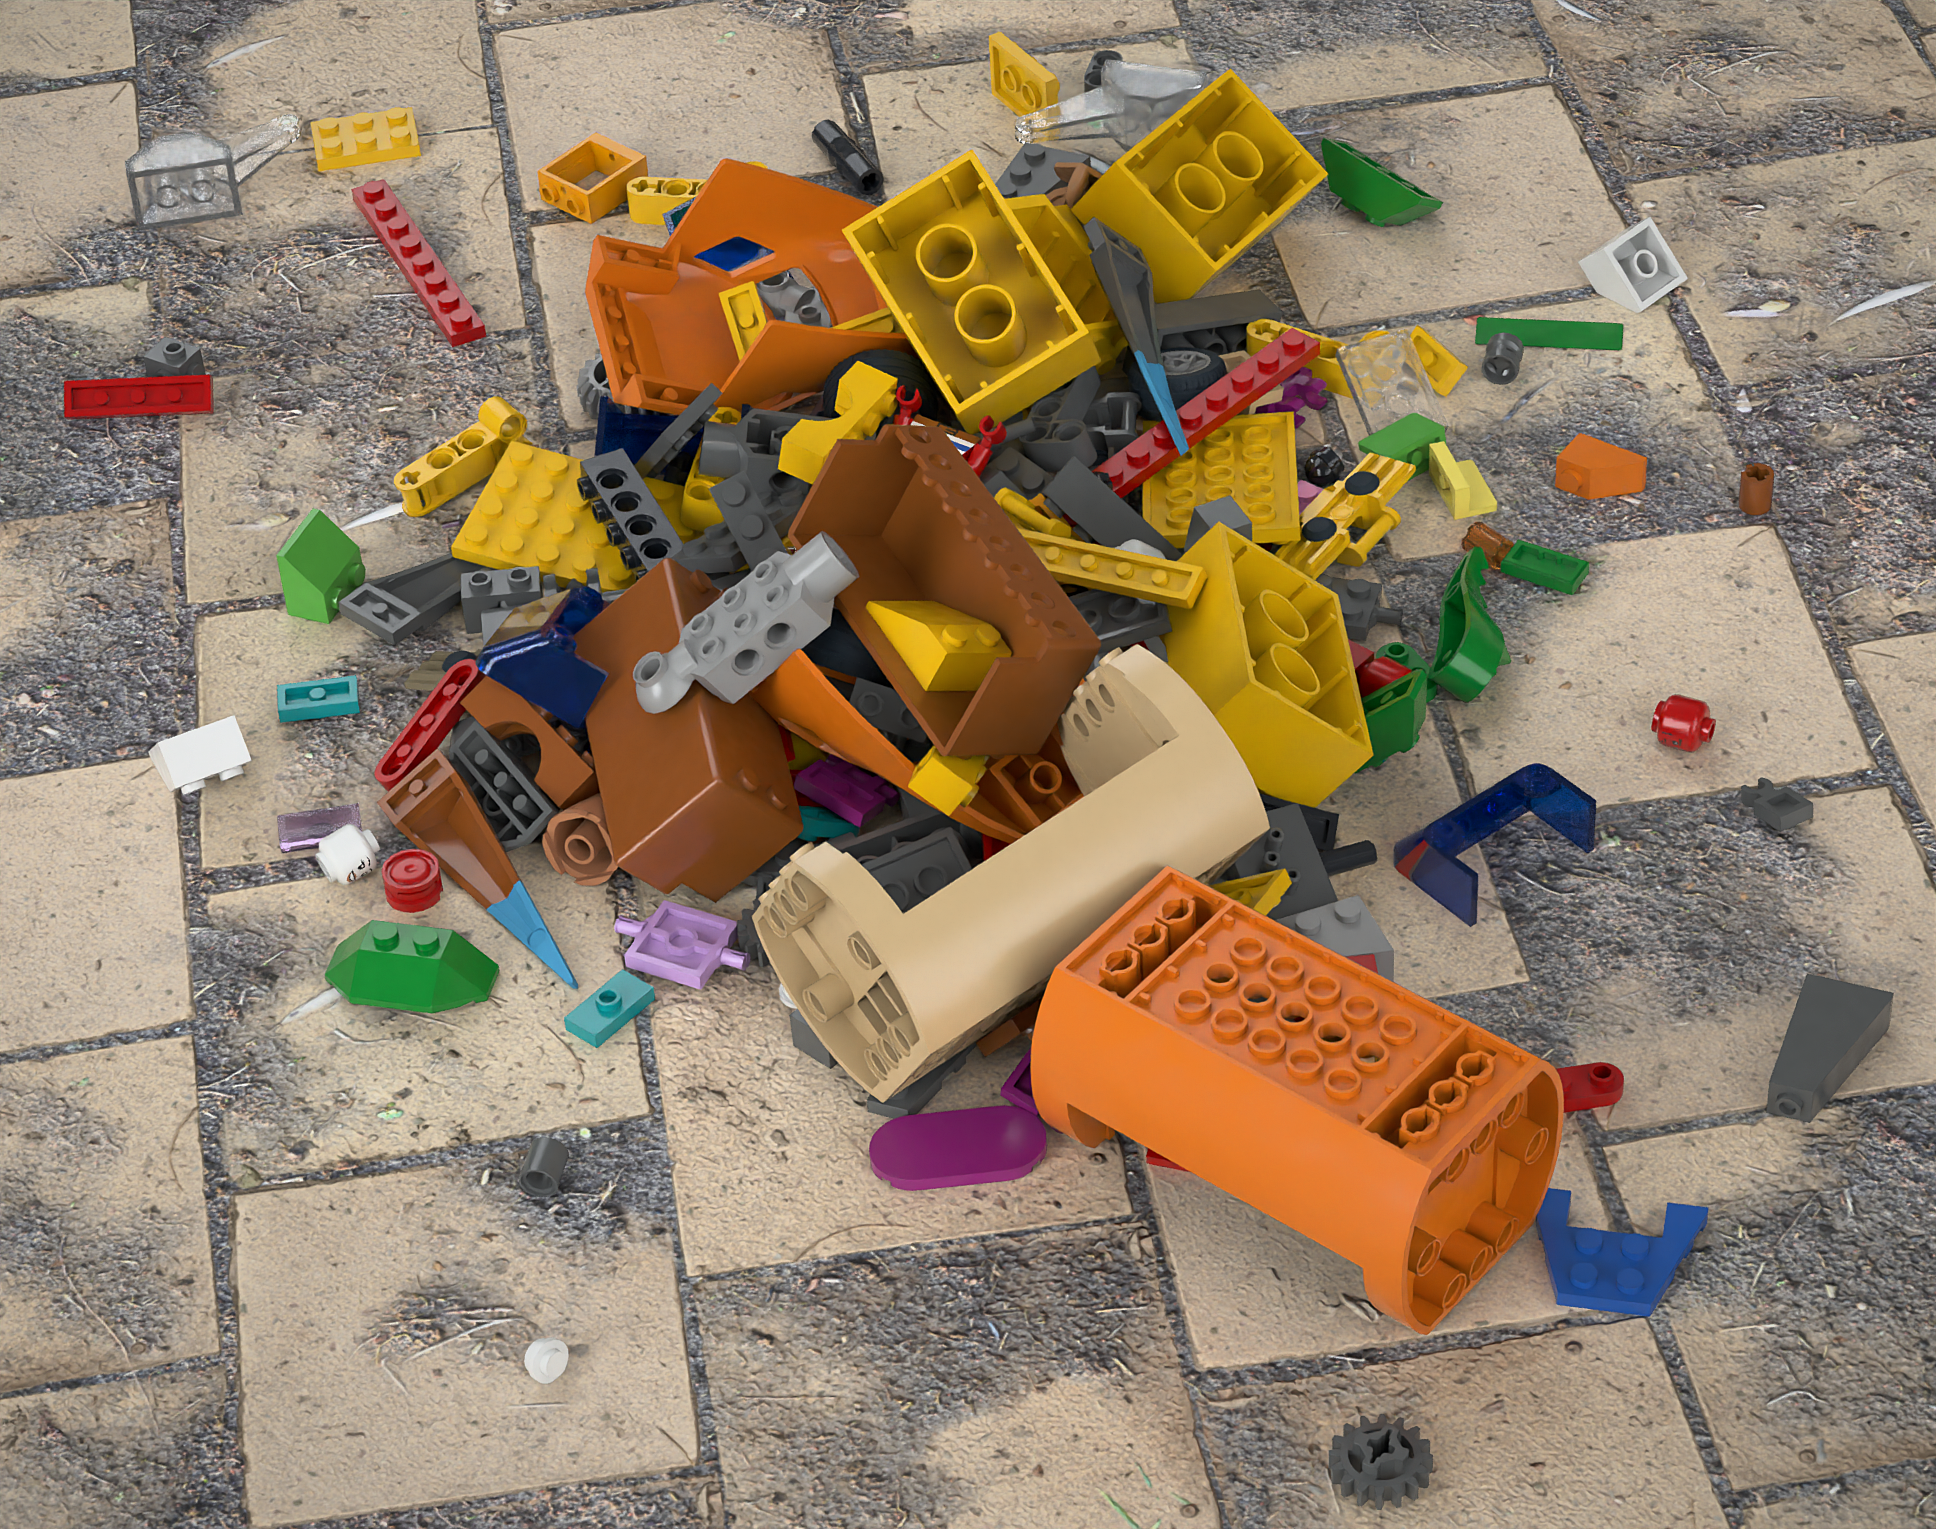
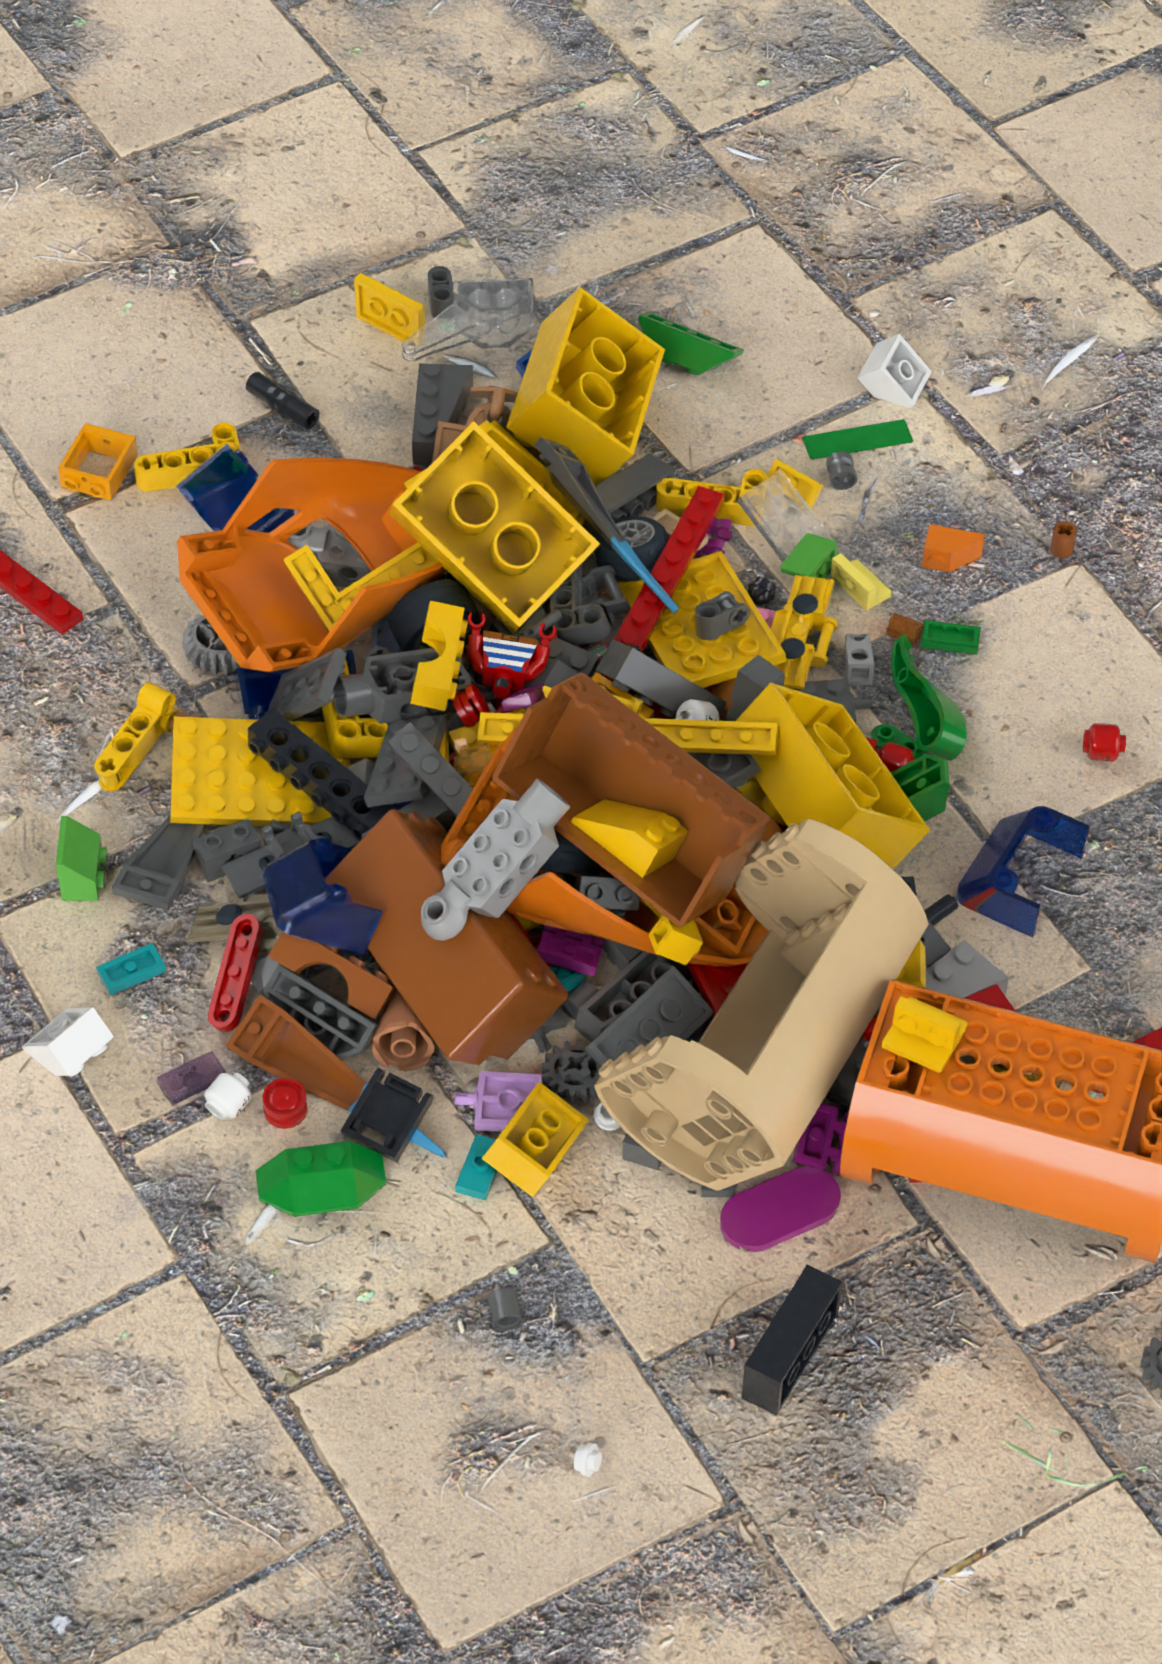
camera: 25 degrees left, 10 degrees up
(530, 913) = (390, 1110): none -> black container
(683, 986) = (535, 1139): none -> yellow slope
(874, 1288) = (791, 1339): none -> black brick
(1169, 927) = (923, 1033): none -> yellow bracket
(1233, 468) = (718, 616): none -> dark grey piece
(1406, 566) = (859, 659): none -> light grey leg

